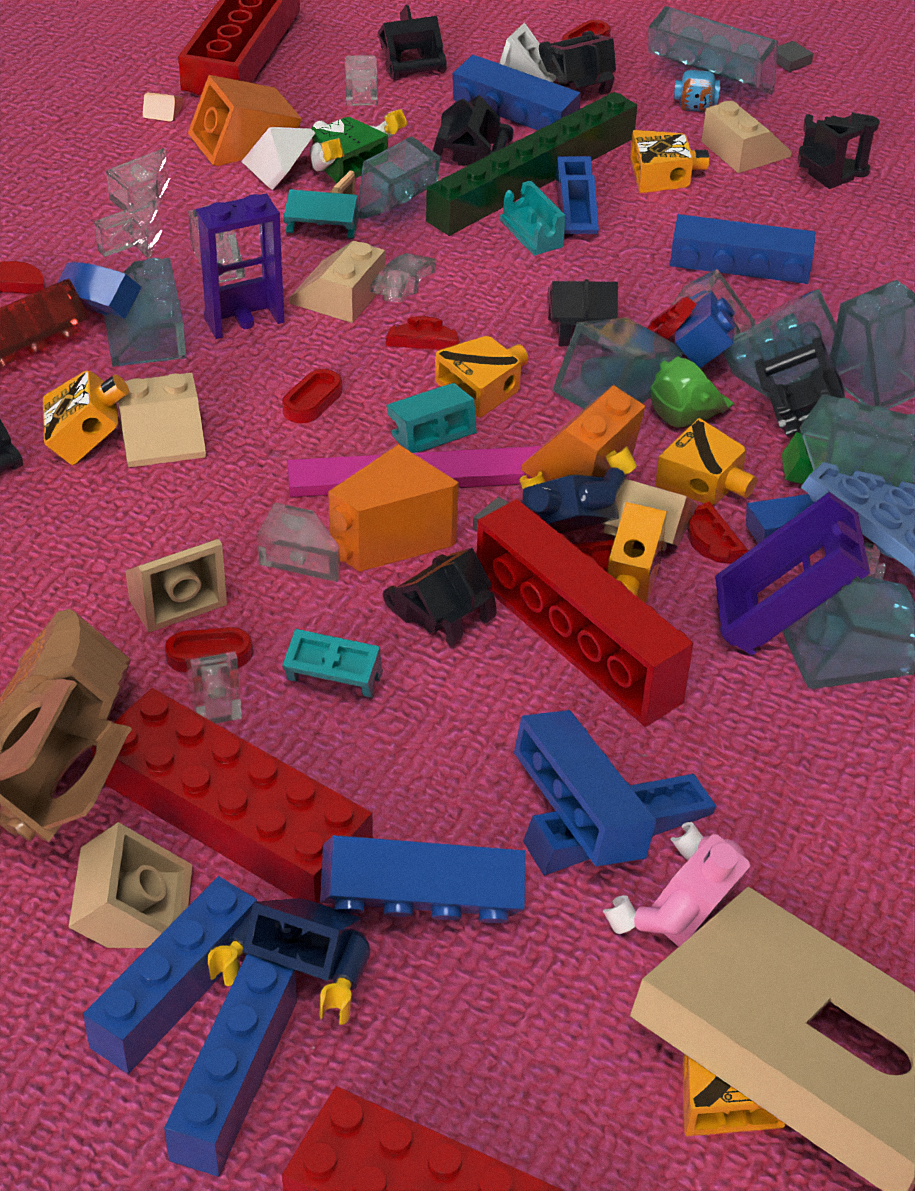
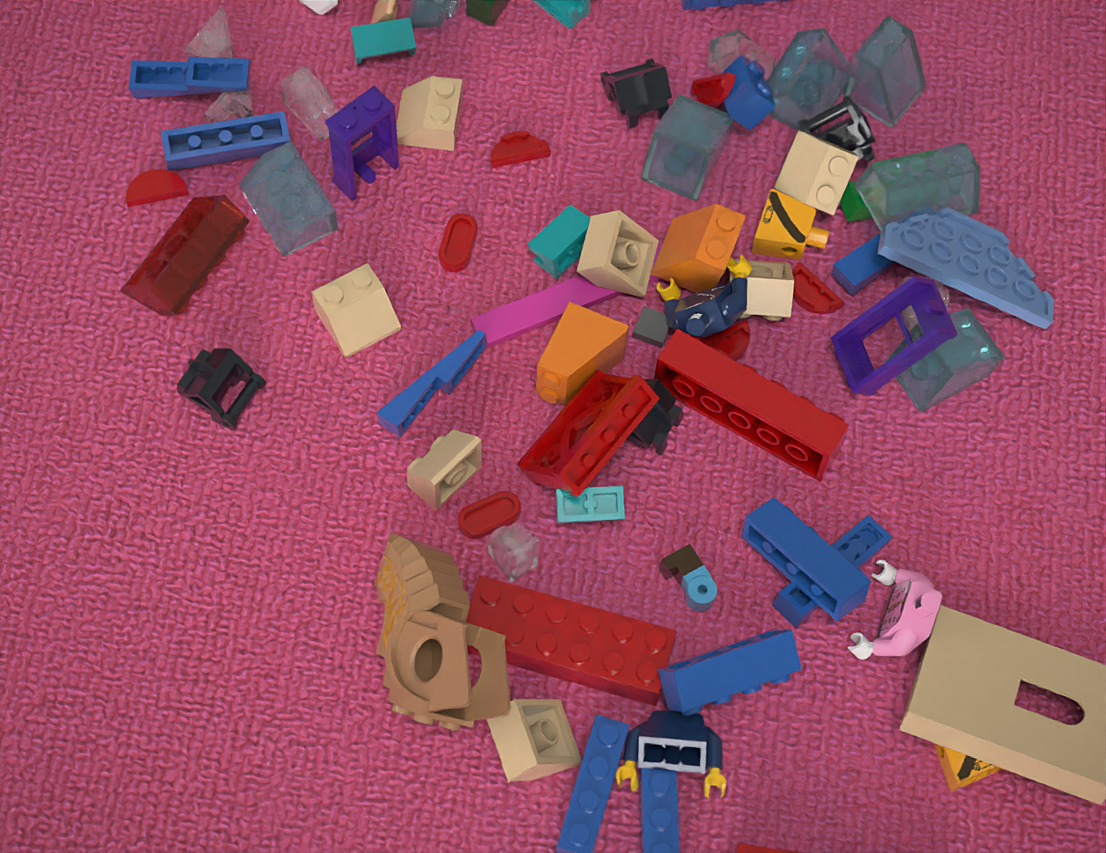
camera: 20 degrees left, 20 degrees up
(81, 414) = (296, 328): light orange torso -> none
(102, 288) = (241, 188): blue slope -> none
(108, 191) = (191, 77): none -> blue slope
(110, 245) = (224, 140): none -> blue brick
(226, 496) = (446, 375): none -> blue slope
(298, 543) = (516, 399): clear slope -> none
(363, 579) = (616, 409): none -> red fence
(402, 276) = (478, 92): clear slope -> none
(425, 764) = (692, 577): none -> leg
(482, 370) = (583, 181): light orange torso -> none
(487, 434) = (617, 254): none -> tan slope
(633, 566) = (770, 340): light orange torso -> none
(685, 394) = (750, 160): bright green helmet -> none
(763, 413) = (816, 172): none -> tan slope

